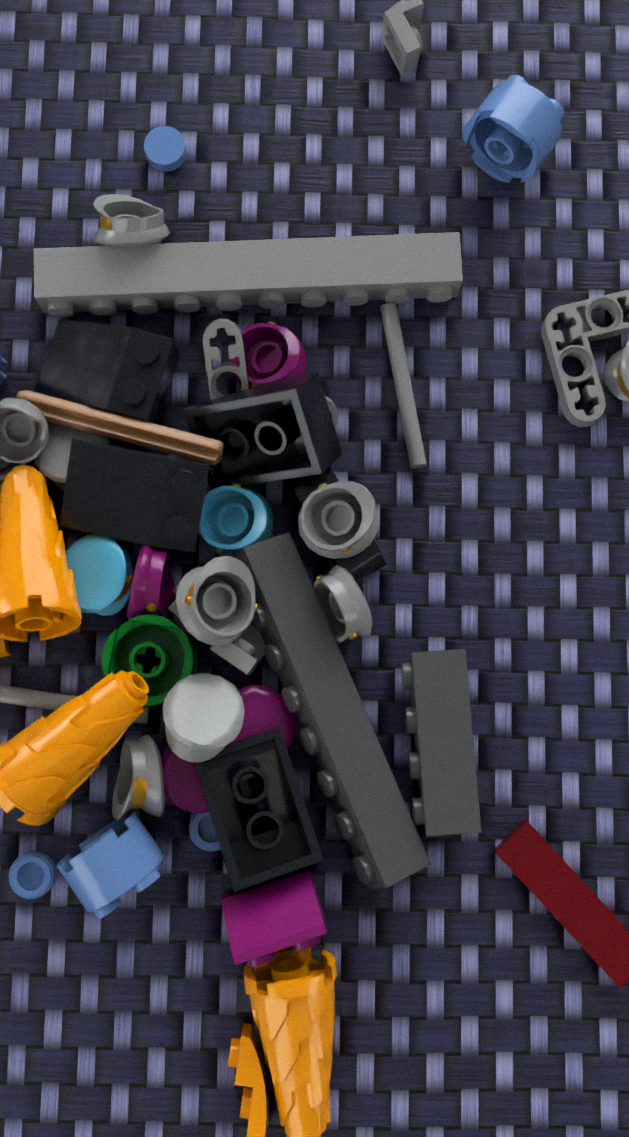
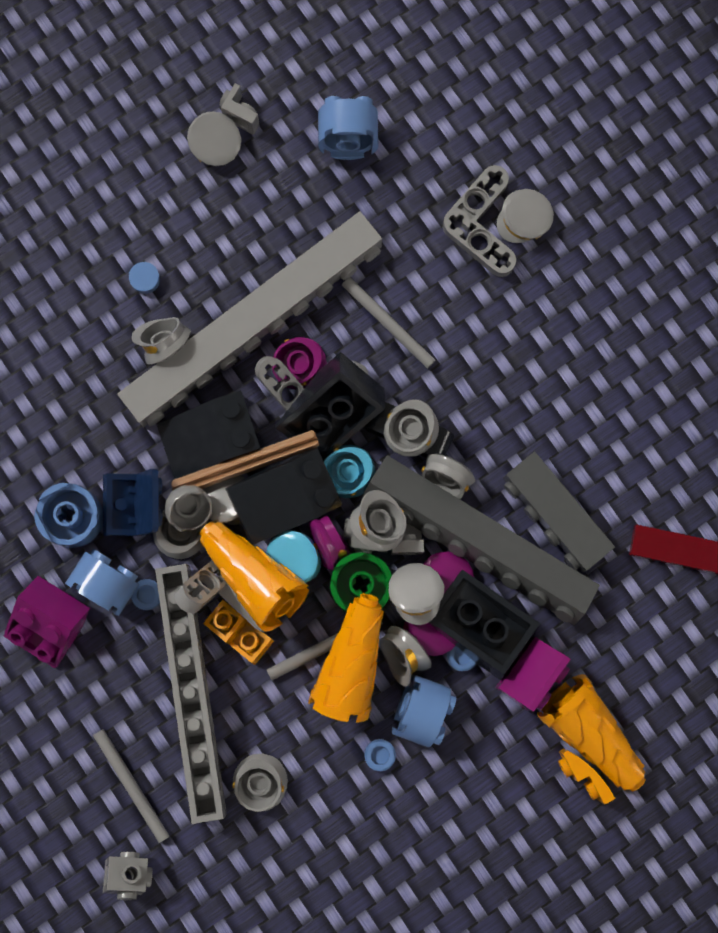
camera: 35 degrees left, 0 degrees up
(352, 46) = (214, 138): none -> light grey piece

